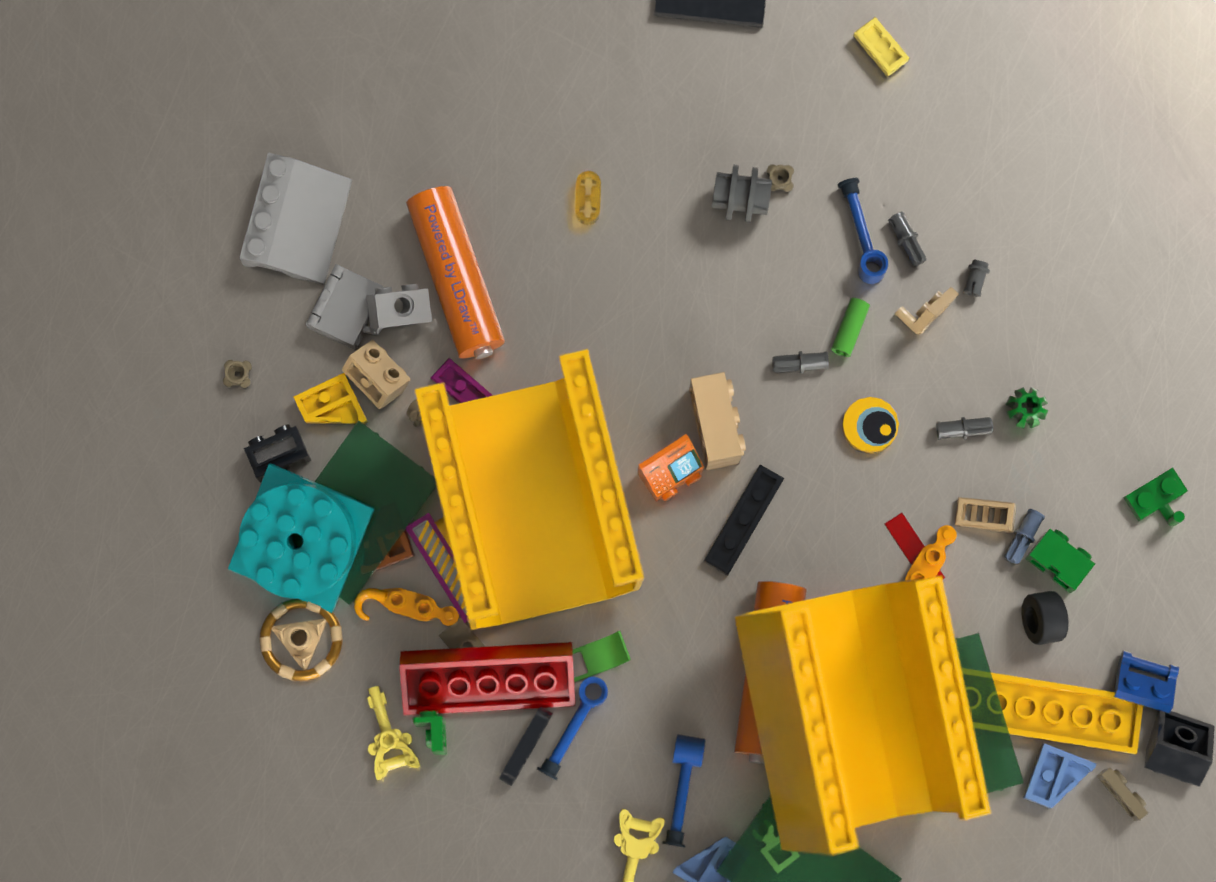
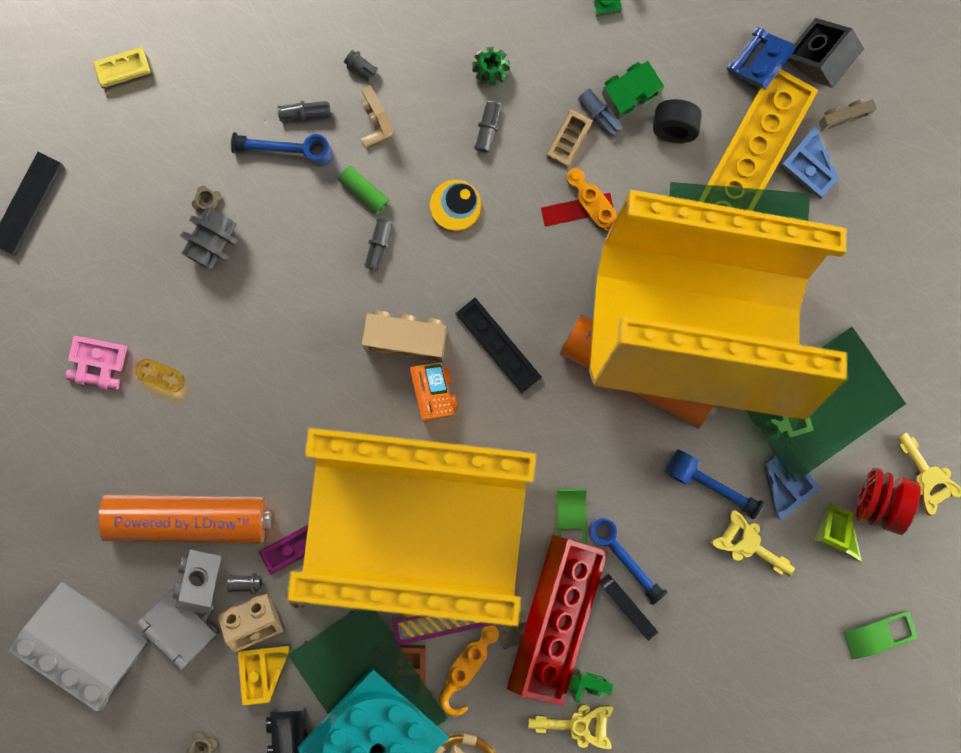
camera: 70 degrees left, 5 degrees up
(413, 356) = (244, 583): none -> dark grey pin
(586, 130) = (97, 354): none -> bright pink plate

